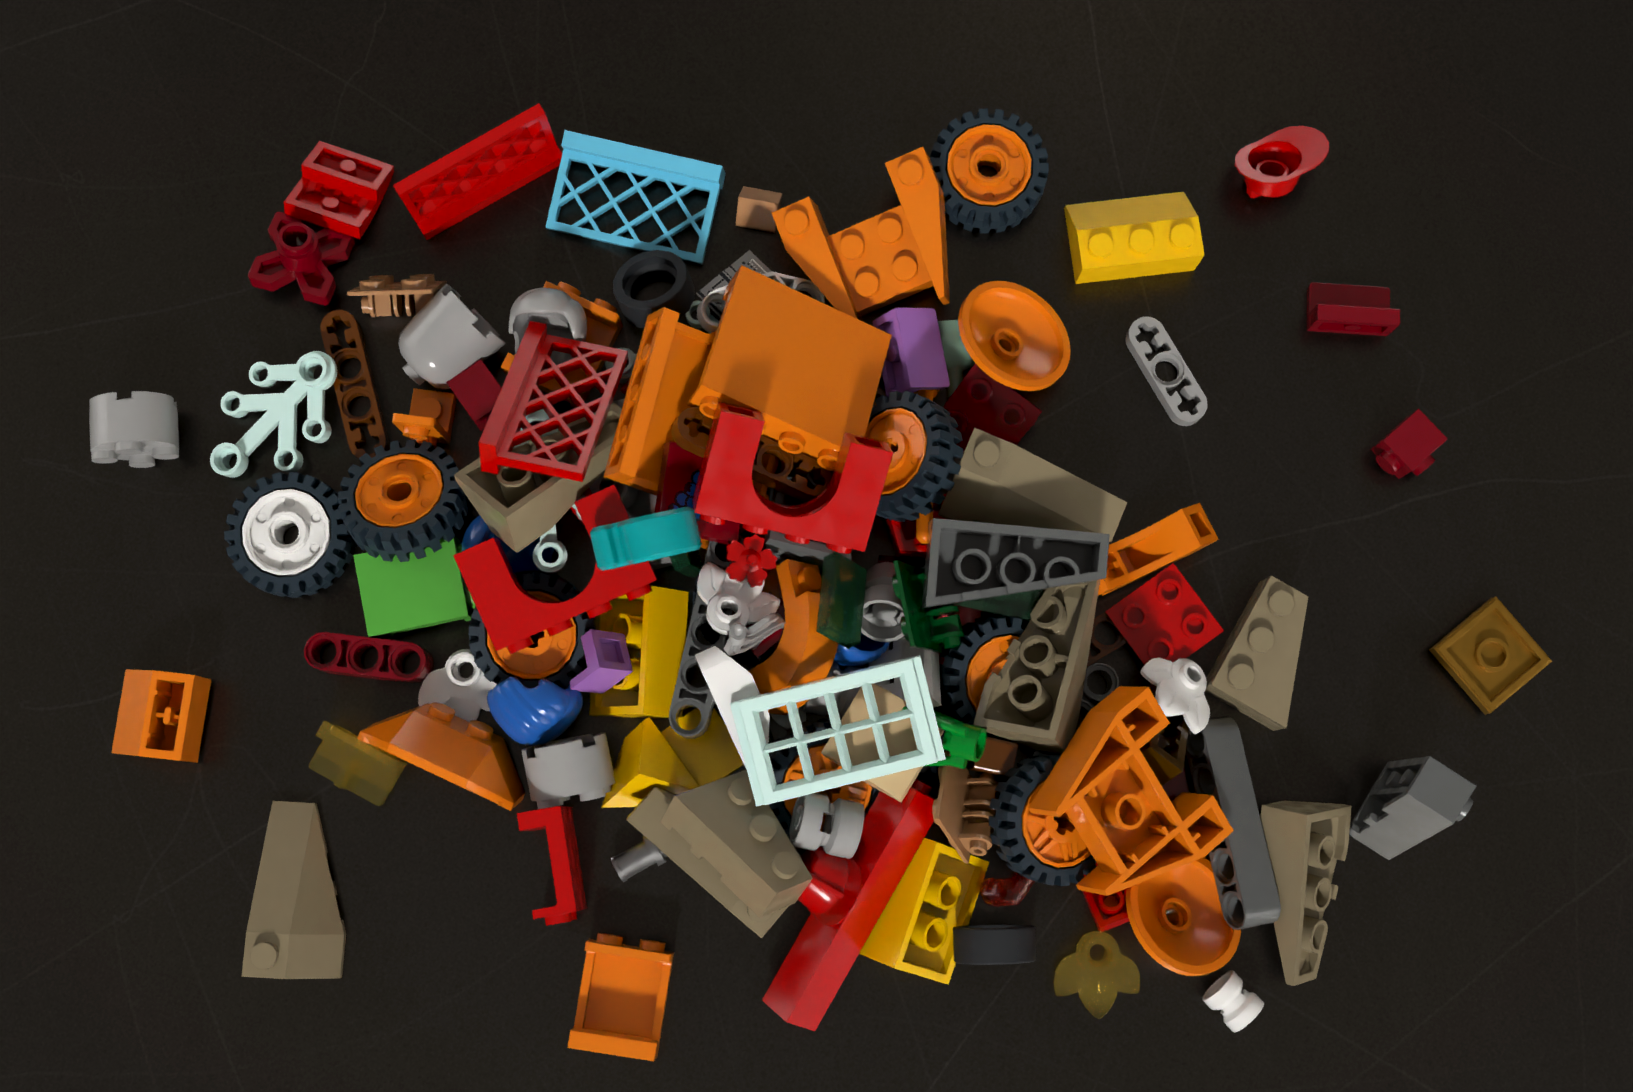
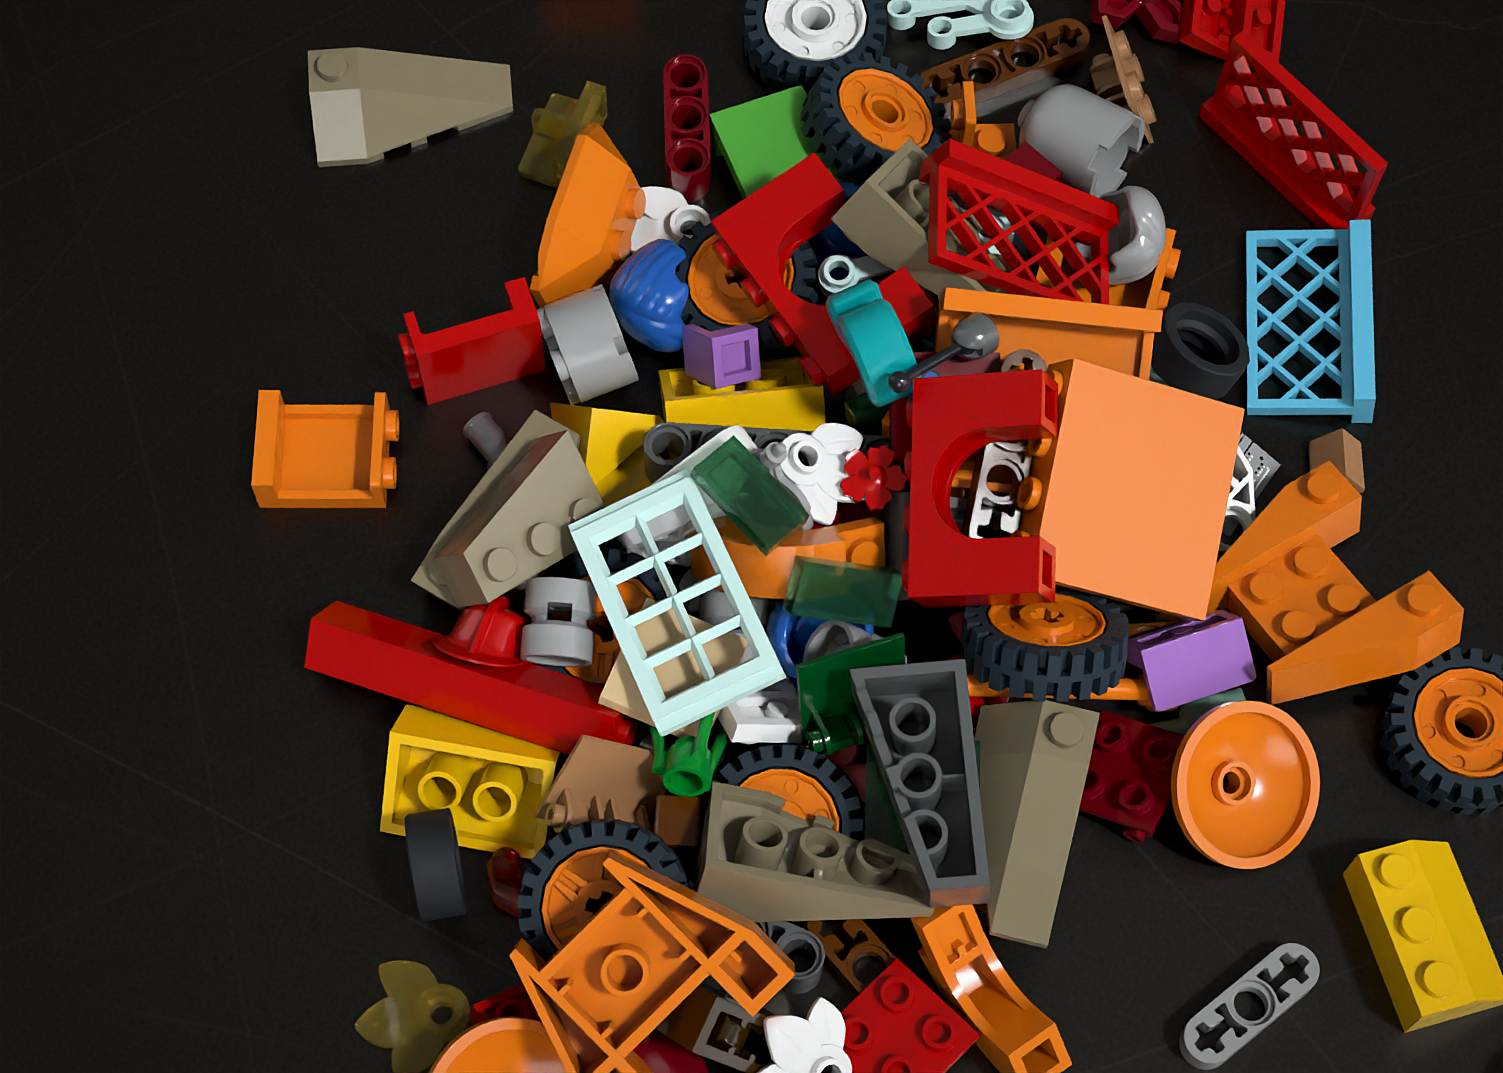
camera: 80 degrees right, 15 degrees down
(663, 461) = (971, 340): none -> hinge
(764, 658) = (749, 495): none -> clear green tile

